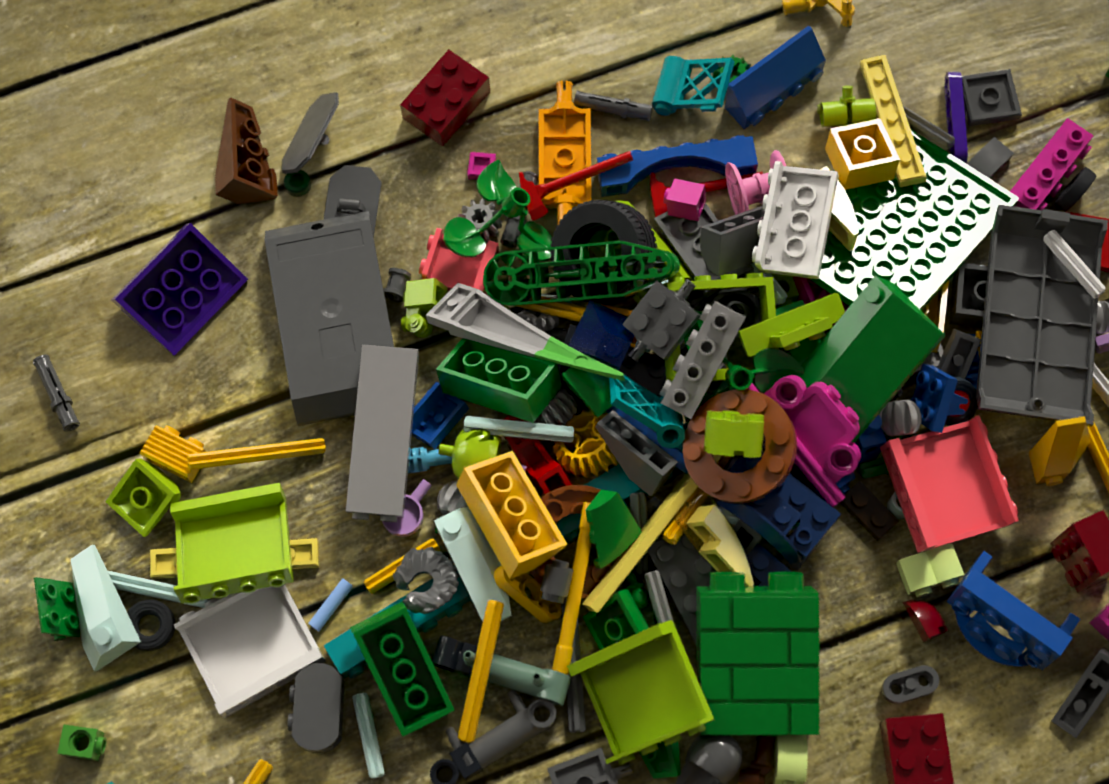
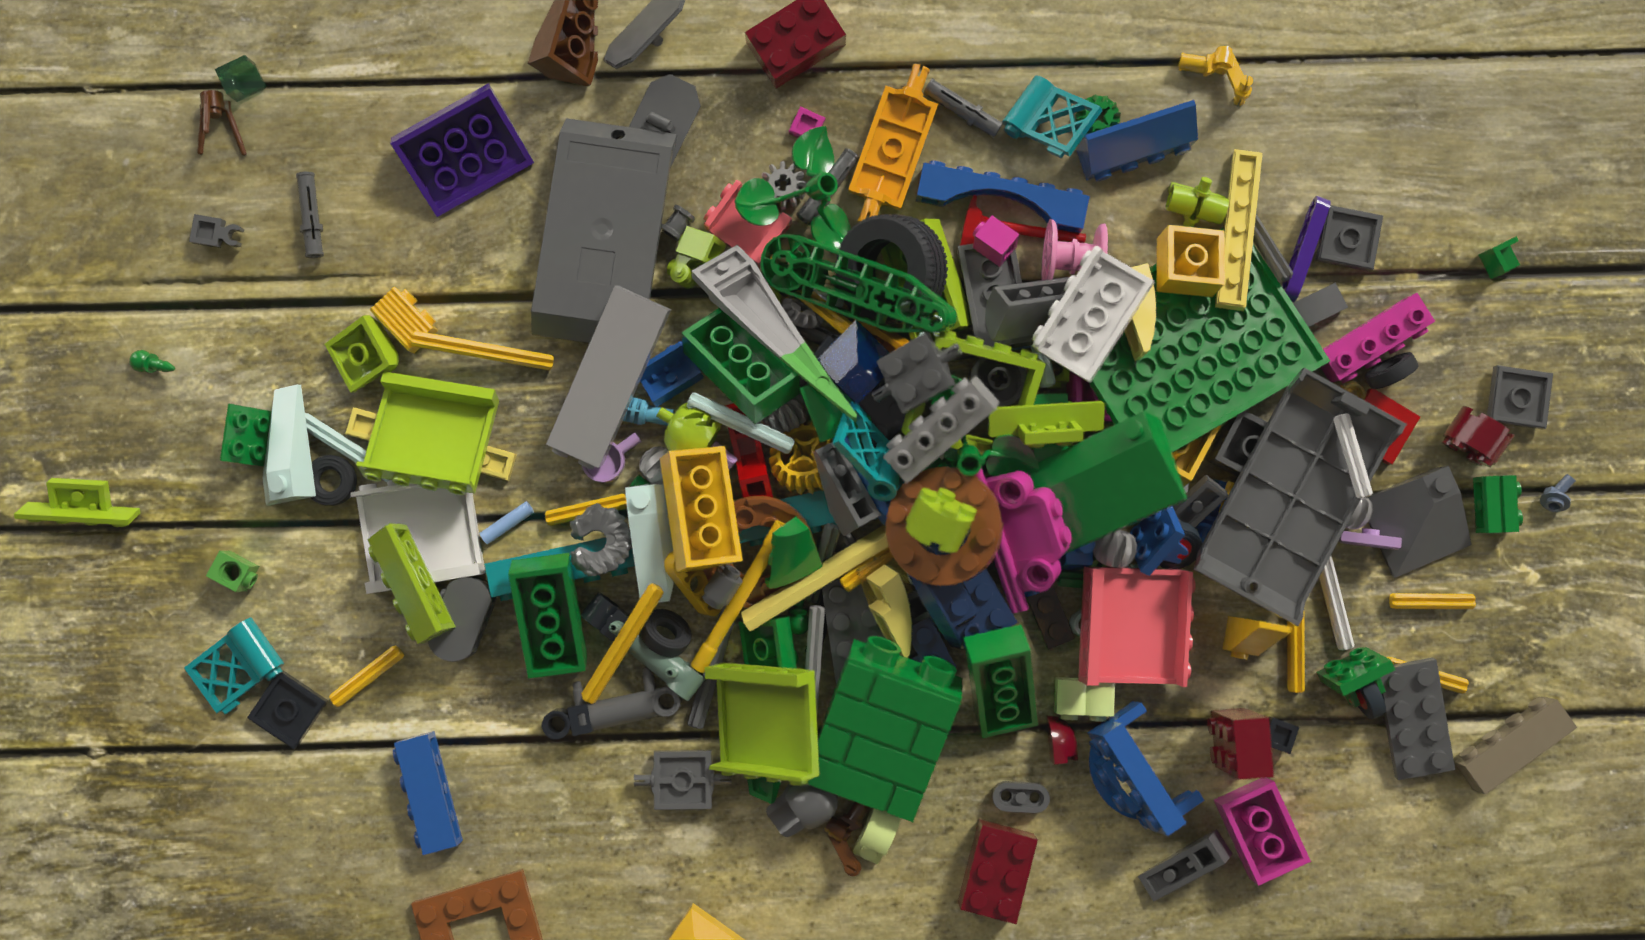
camera: 15 degrees right, 15 degrees up
(259, 684) = (410, 582): none -> lime slope
(297, 183) = (616, 78): dark green tile -> none
(368, 735) = (501, 659): light aqua axle -> none
(531, 646) = (660, 644): none -> black tyre
(537, 192) = (847, 178): red piece -> none
(848, 573) = (1001, 680): none -> green brick

